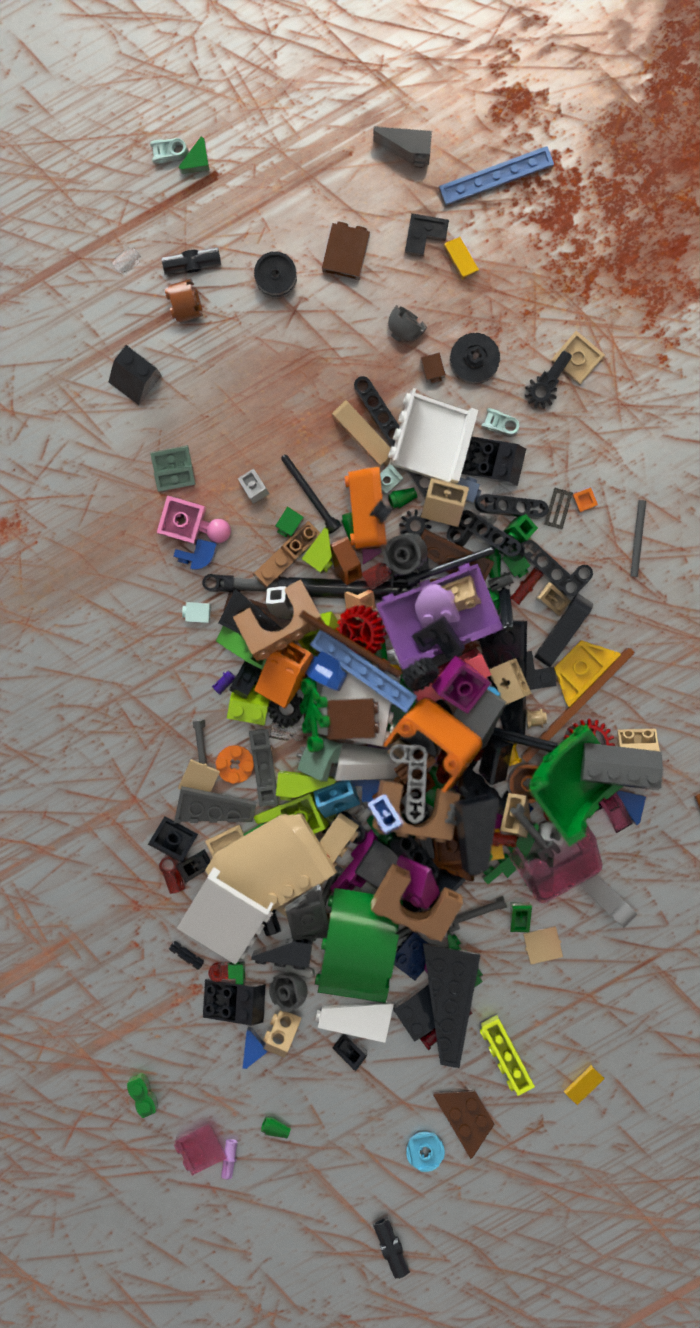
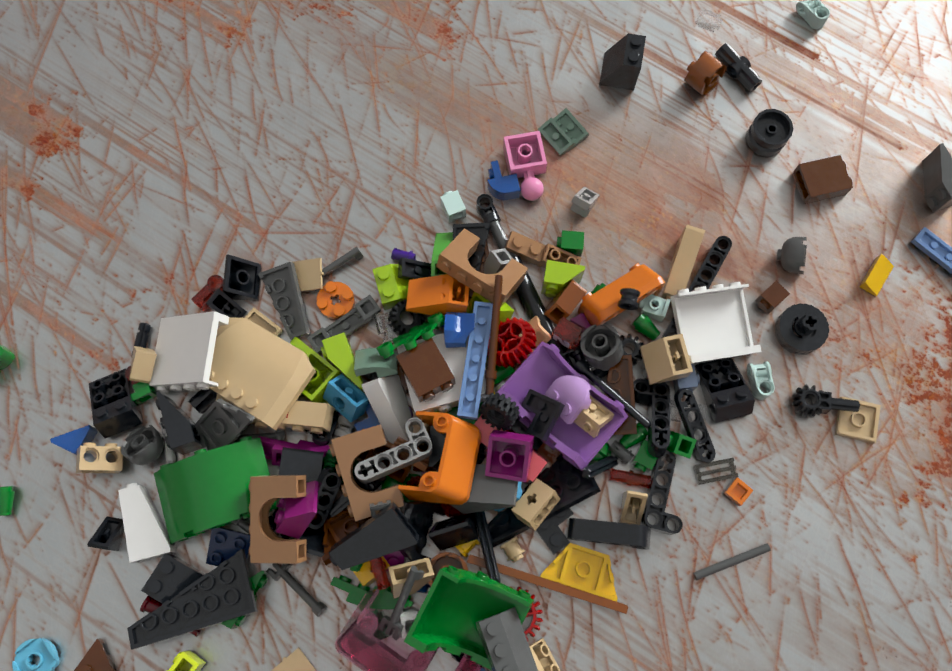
camera: 60 degrees right, 15 degrees down
(196, 159) = (820, 33): green slope -> none
(213, 961) = (142, 364): none -> tan slope
(331, 523) = (589, 279): black piece -> none
(385, 814) = (348, 438): slope -> none
(421, 228) = (881, 231): black plate -> none
(520, 916) = (313, 635): green slope -> none

